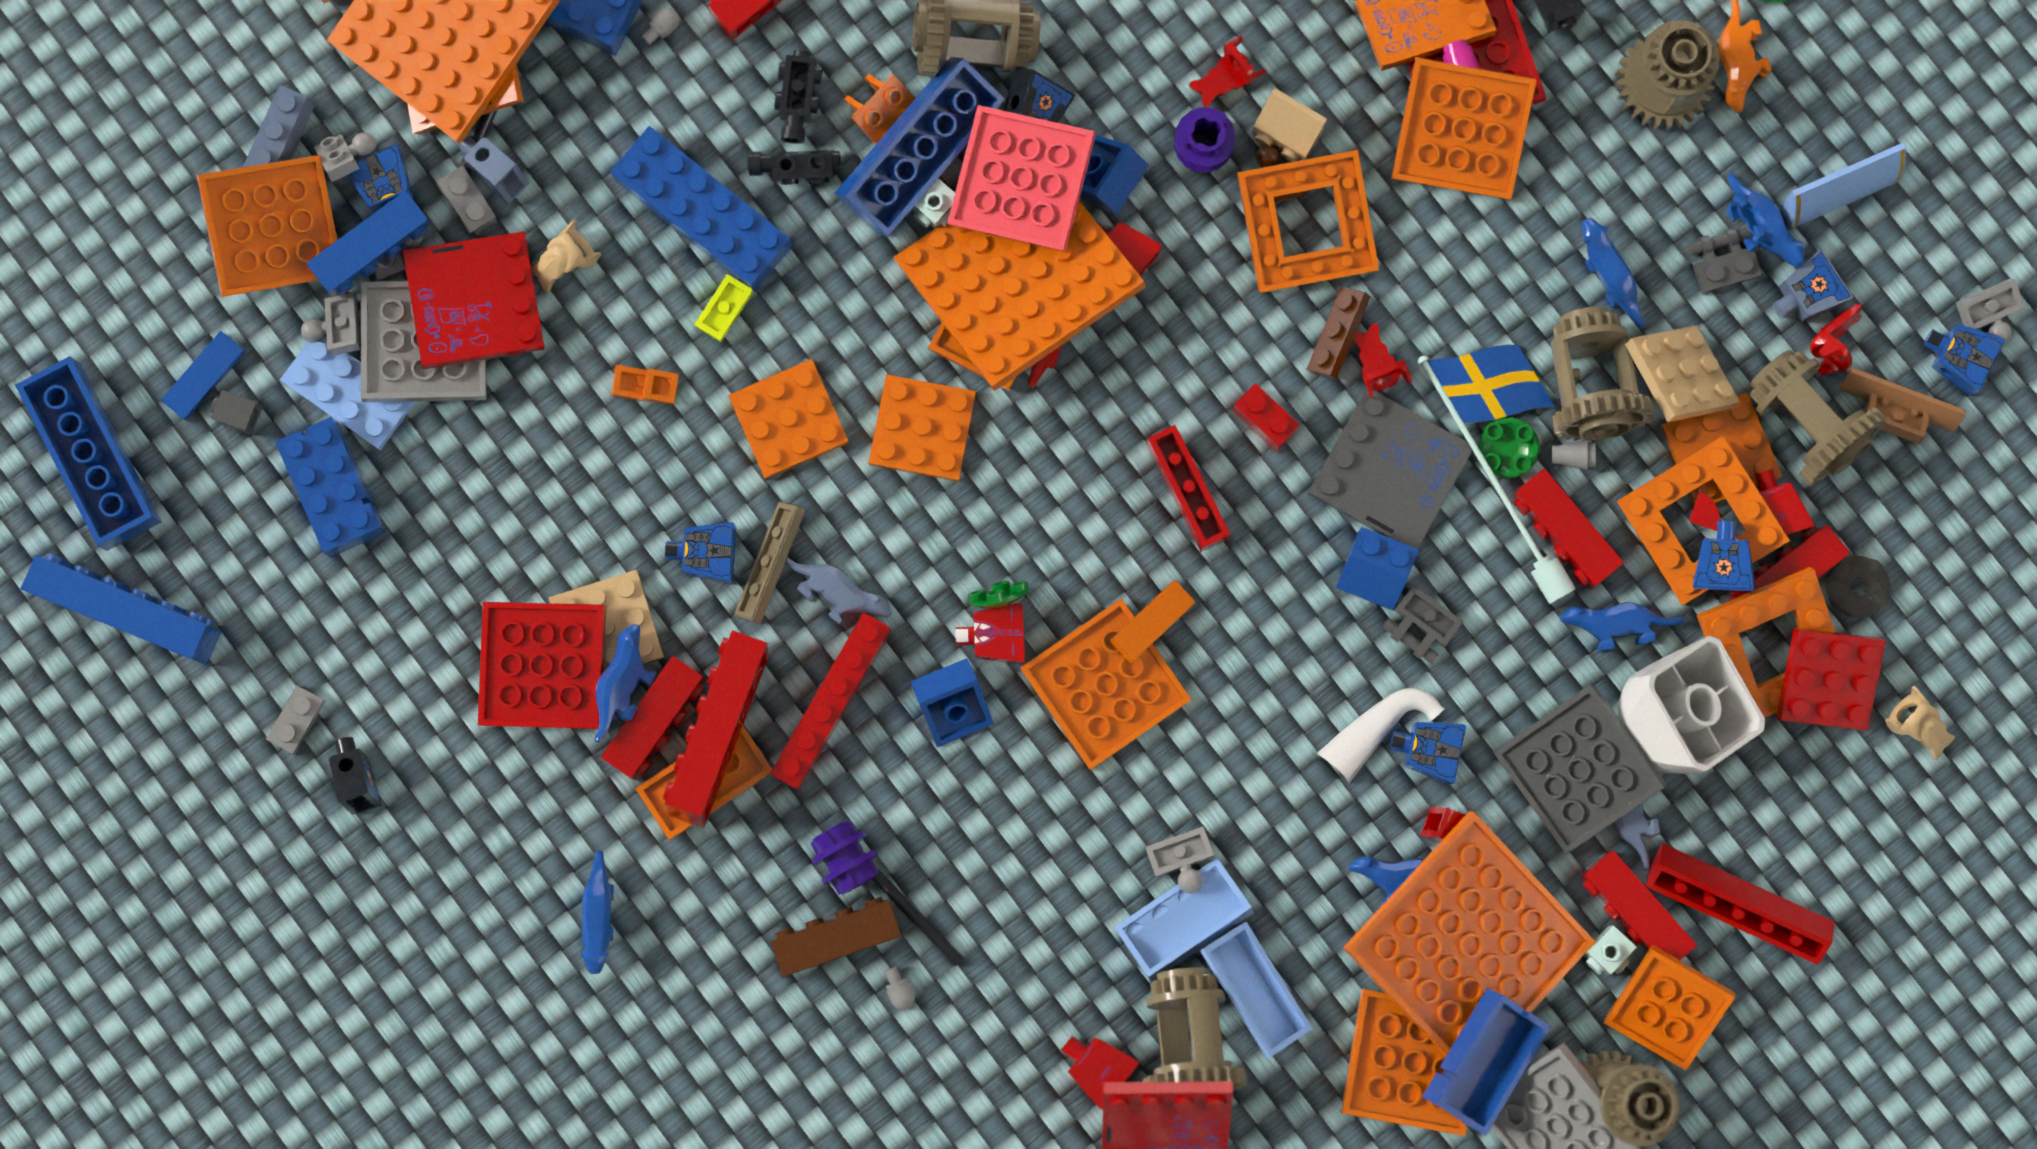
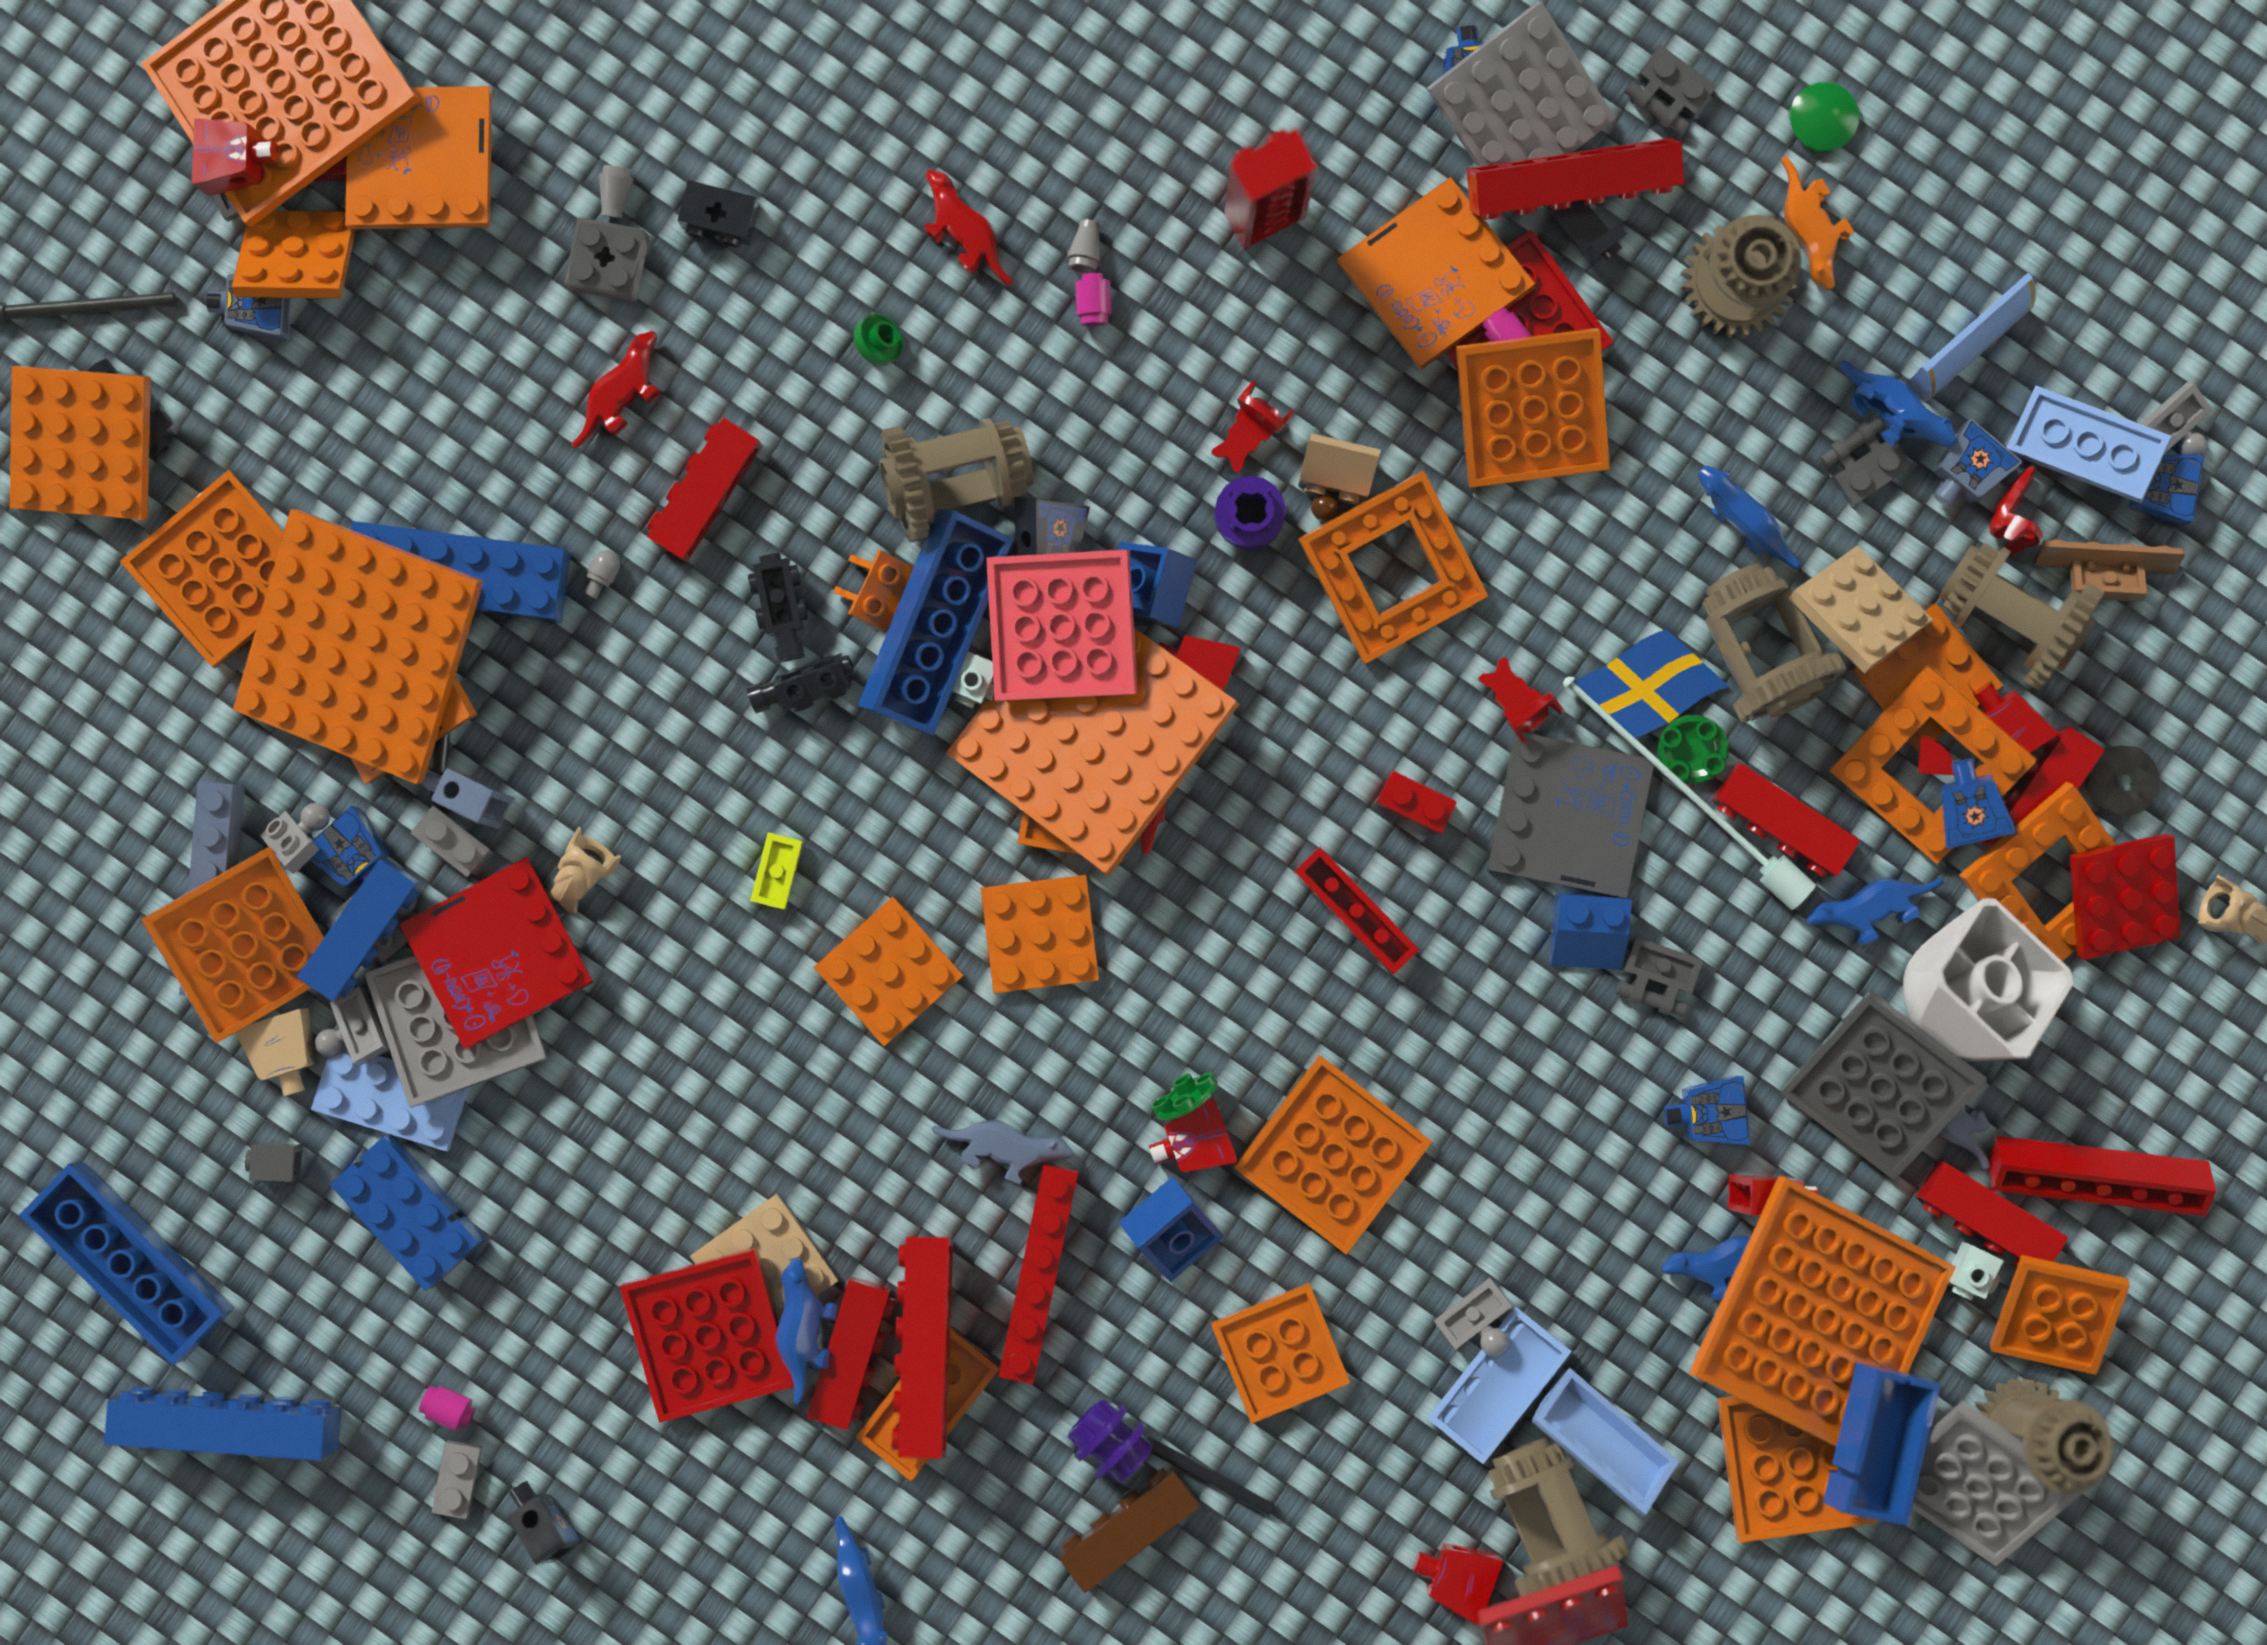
camera: 15 degrees left, 5 degrees up
(203, 375) = (224, 1131): blue tile -> none
(272, 321) = (280, 1048): none -> tan torso
(307, 657) = (447, 1408): none -> dark pink brick
(644, 385) = (717, 984): orange slope -> none
(701, 209) = (715, 768): blue brick -> none
(706, 551) = (847, 1150): torso -> none
(769, 562) = (920, 1139): dark tan tile -> none
(899, 990) = (1215, 1562): light grey cylinder -> none
(1009, 833) = (1280, 1353): none -> orange plate
(1152, 621) = (1363, 1070): orange tile -> none
(1338, 333) = (1465, 681): reddish brown plate -> none
(1360, 739) = (1629, 1123): white animal -> none
(1575, 454) = (1768, 734): light grey cone -> none
(1913, 301) = (2088, 444): none -> light blue plate

